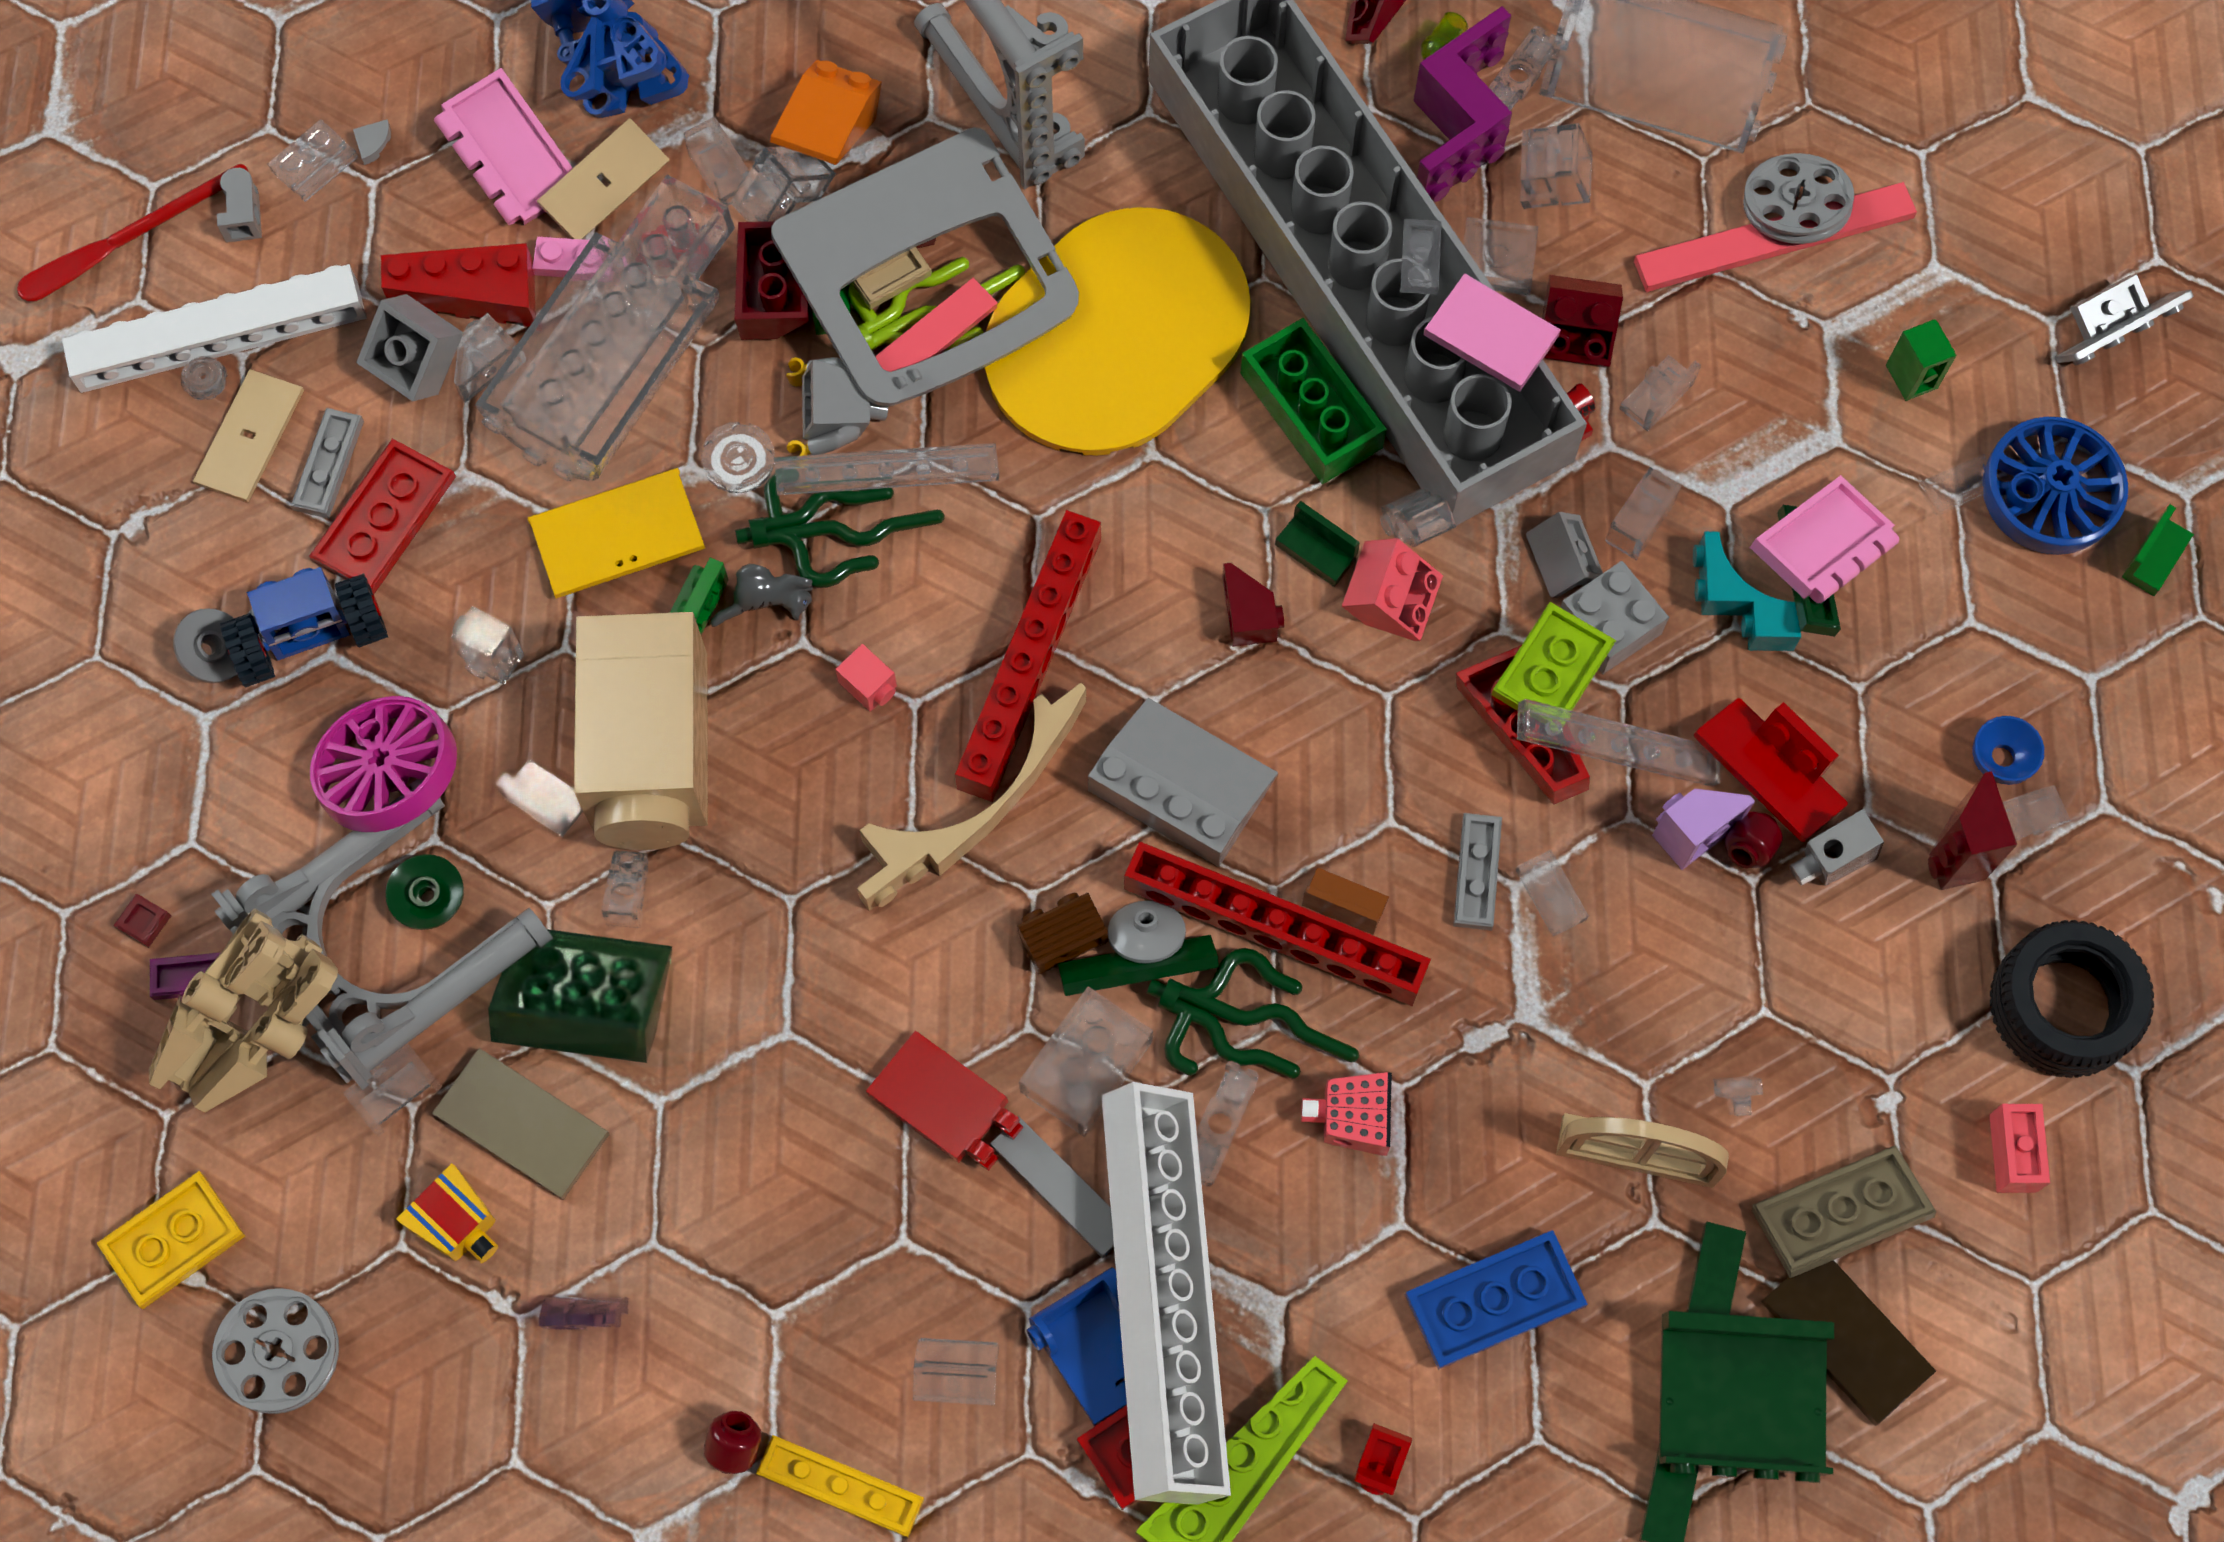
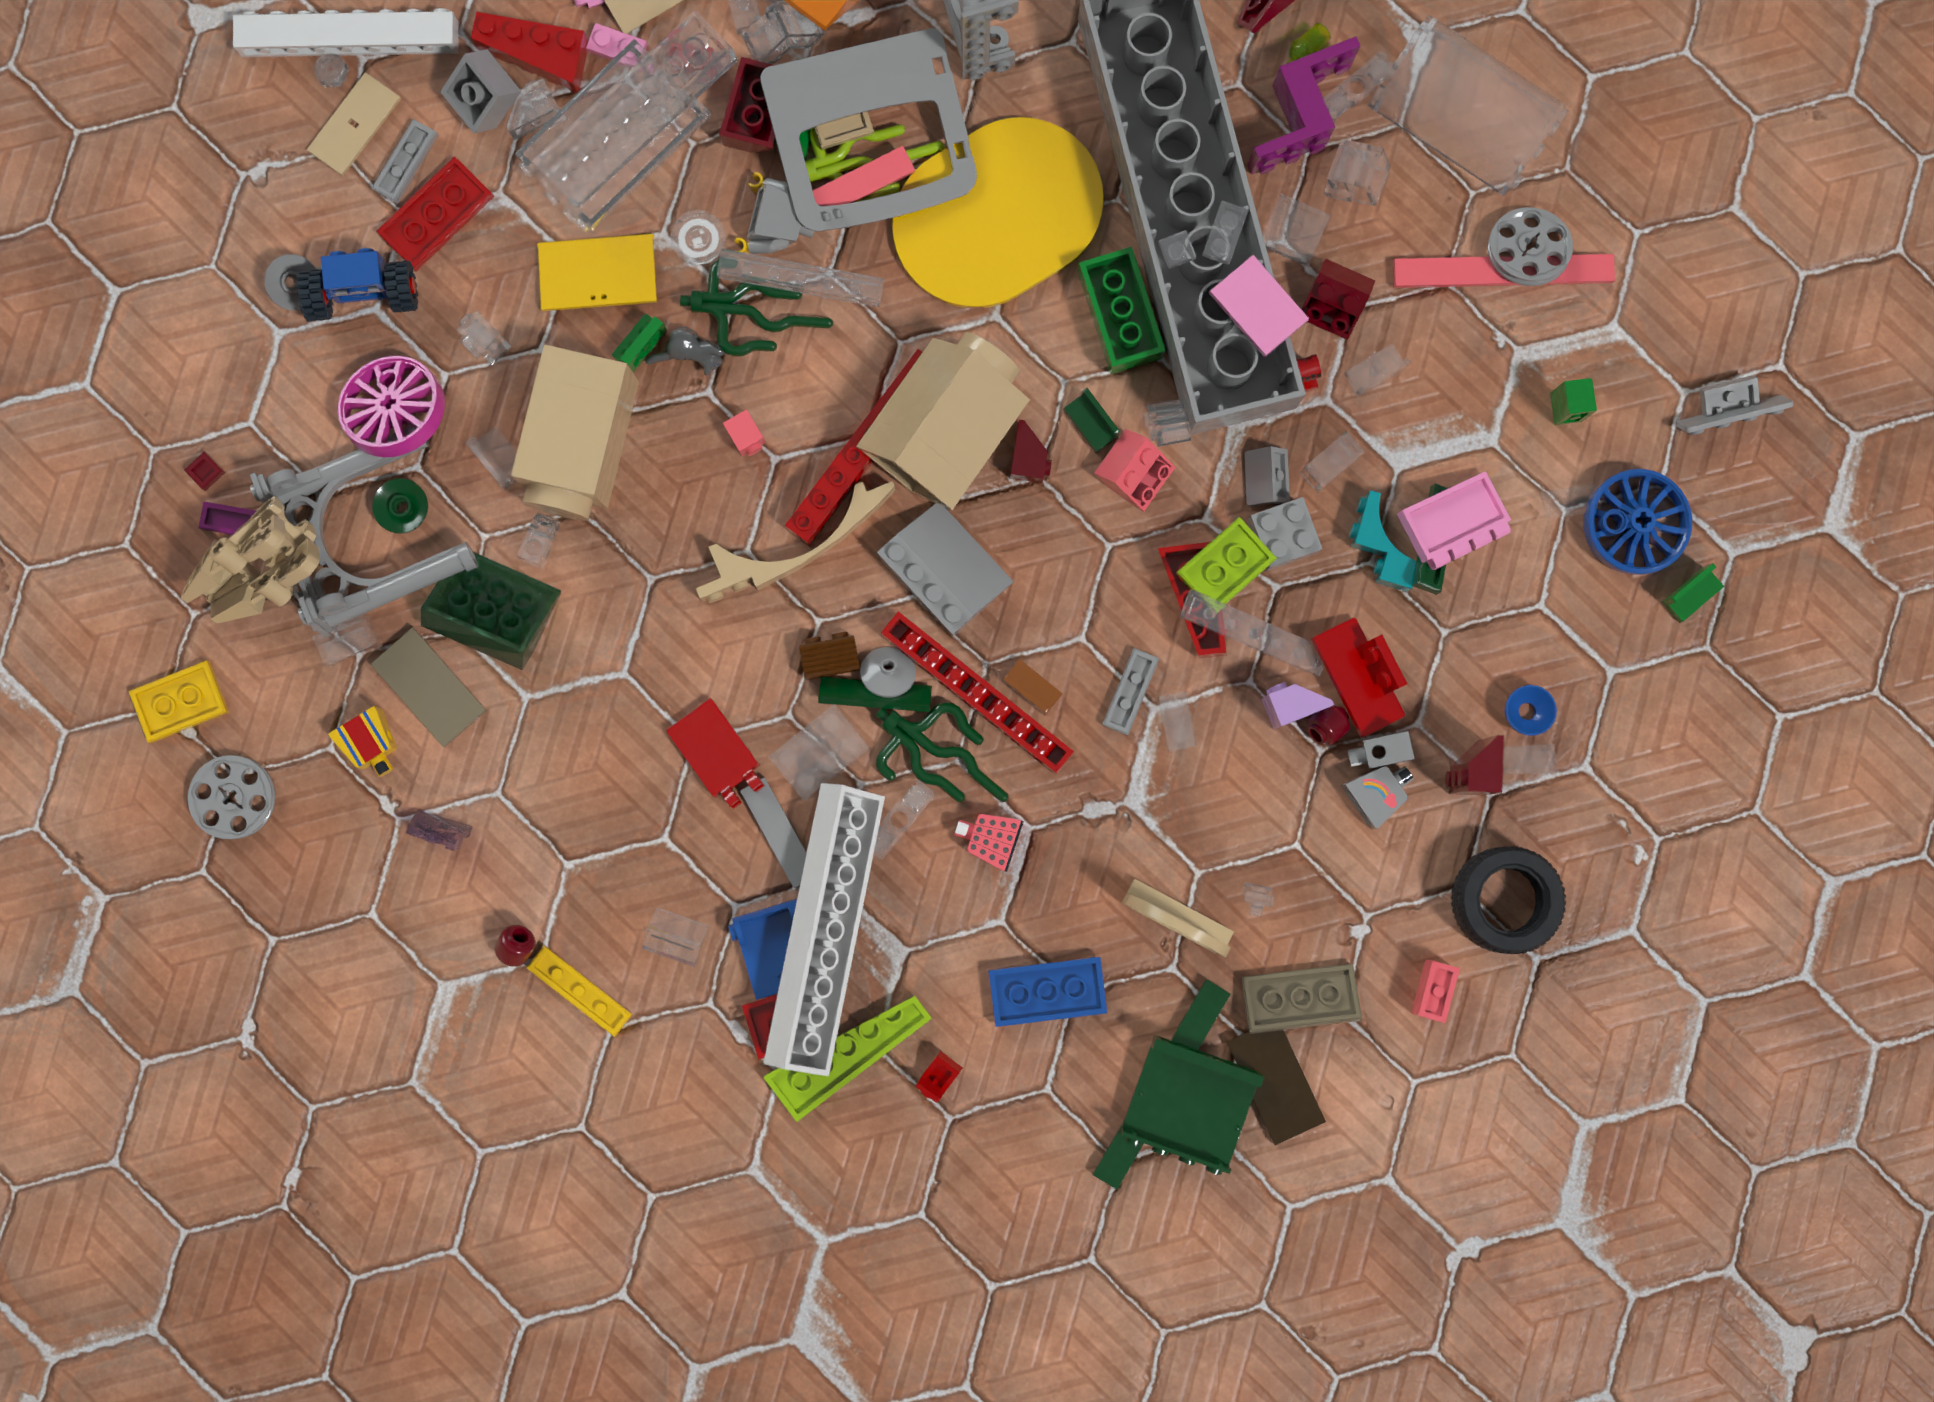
camera: 15 degrees right, 15 degrees up
(1131, 580) = (946, 418): none -> tan container
(1366, 291) = (1177, 249): none -> clear plate
(1849, 911) = (1378, 793): none -> light grey torso

